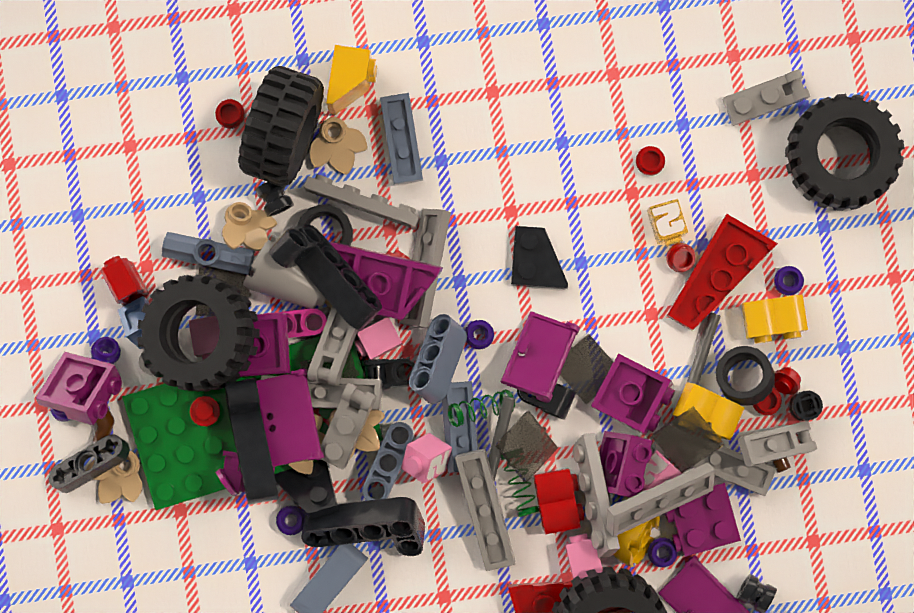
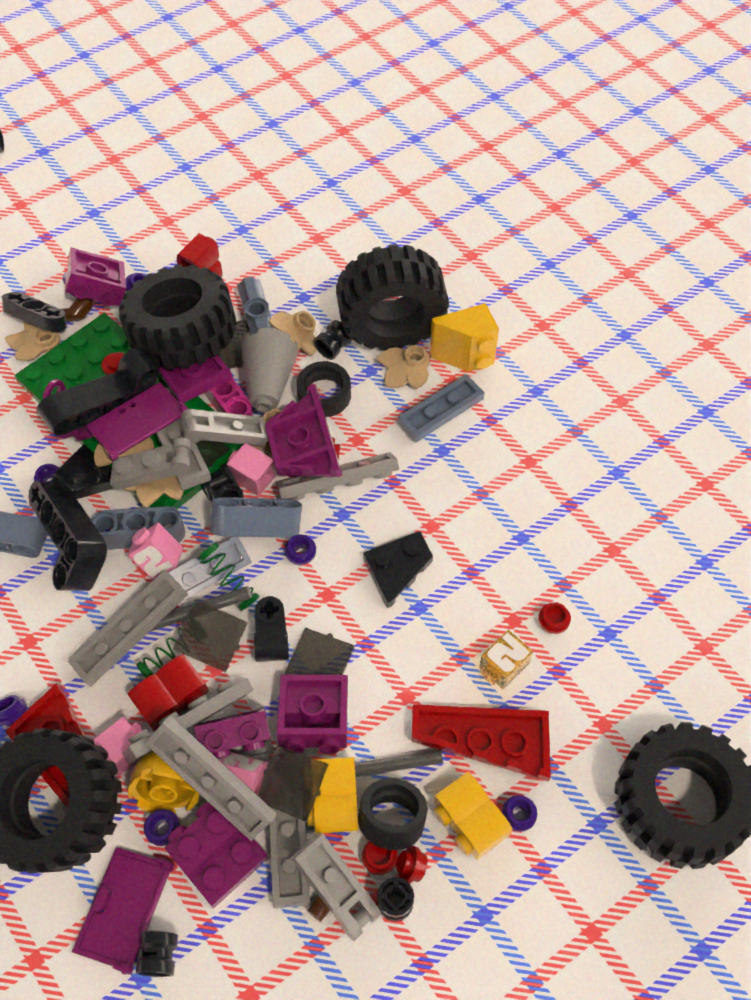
camera: 60 degrees right, 25 degrees down
(329, 272) = (287, 388): black beam -> none
(351, 197) = (367, 392): light grey plate -> none
(545, 350) = (314, 606): magenta door -> none
(680, 257) = (478, 691): red plate -> none
(765, 98) = (687, 695): light grey plate -> none

